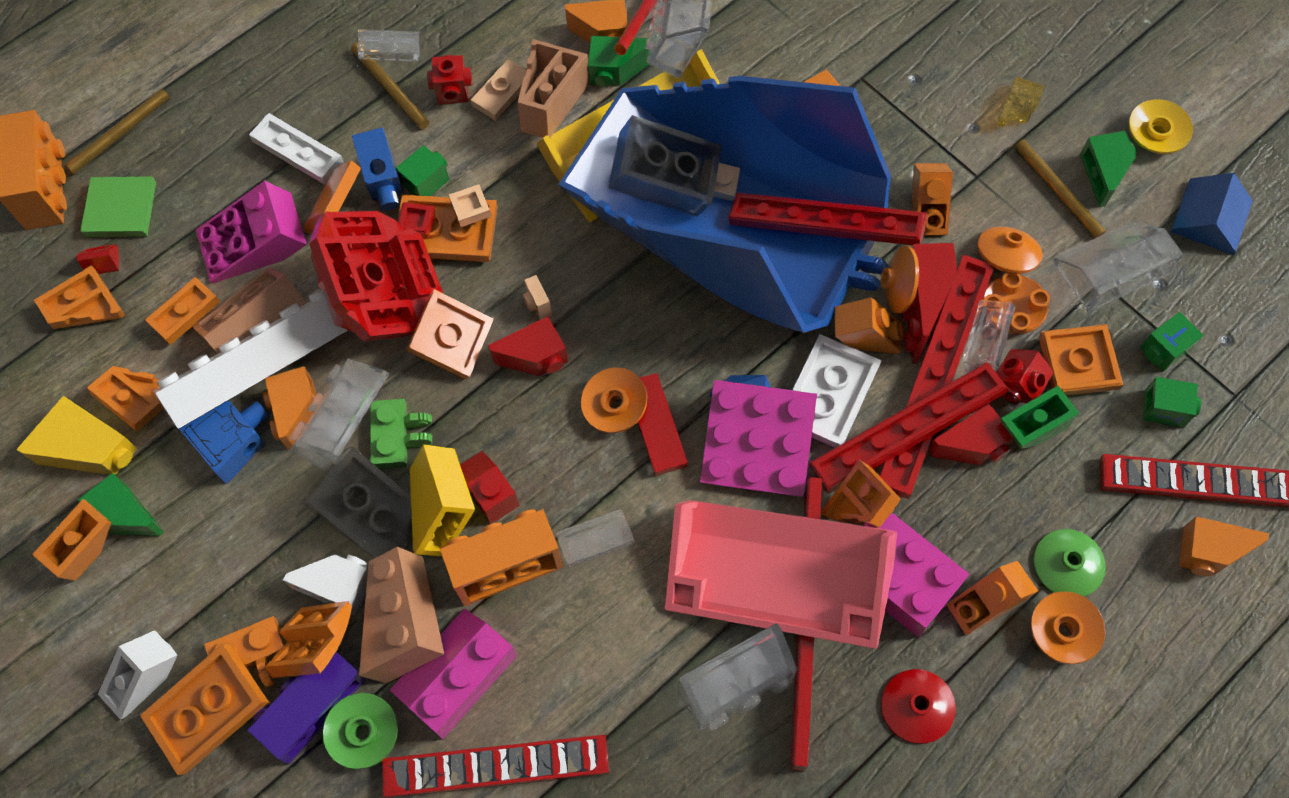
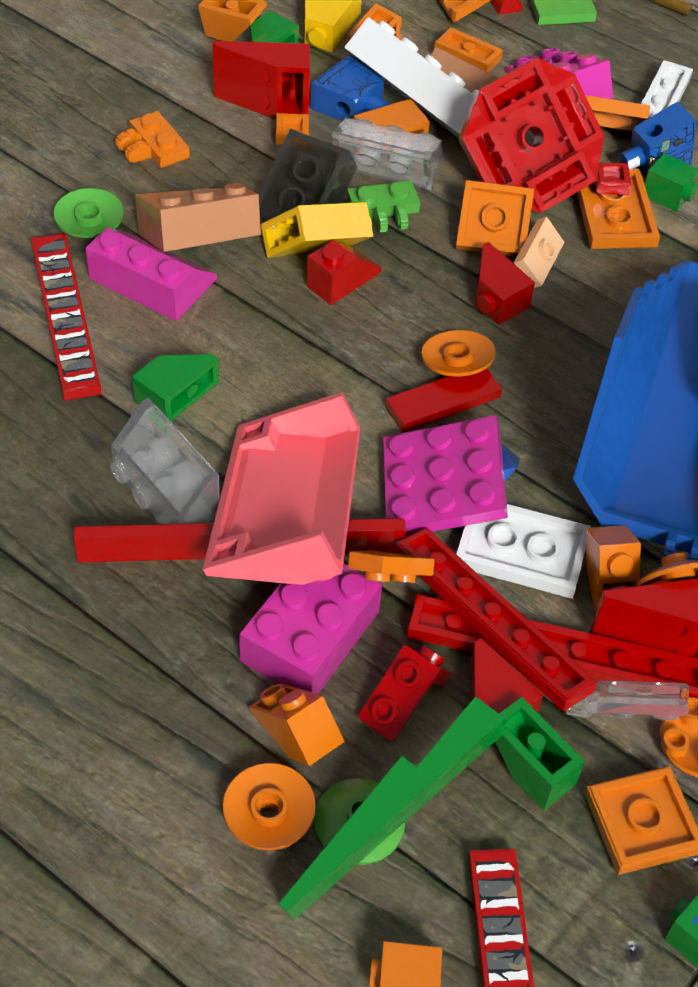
camera: 75 degrees right, 15 degrees down
(136, 672) = (129, 74): white slope -> none
(198, 516) = (263, 76): none -> red slope
(204, 709) = (99, 113): orange plate -> none
(268, 505) = (285, 122): none -> orange plate
(303, 708) = (96, 166): dark purple brick -> none
(311, 639) = (175, 165): orange slope -> none
(332, 580) = (224, 167): white slope -> none
(470, 205) = (641, 210): light nougat plate -> none
(494, 305) = (539, 251): none -> light nougat plate
(502, 556) = (265, 277): orange brick -> none
(536, 298) = (559, 283): light nougat plate -> none
(595, 538) = (303, 358): clear plate -> none
(616, 664) = (175, 381): none -> green slope
(908, 721) = (159, 678): red dish -> none
(966, 504) = (403, 690): none -> red bracket
(1024, 375) = (605, 729): red brick -> none
(1087, 529) = (395, 801): none -> green slope
(1171, 402) = (612, 932): green brick -> none

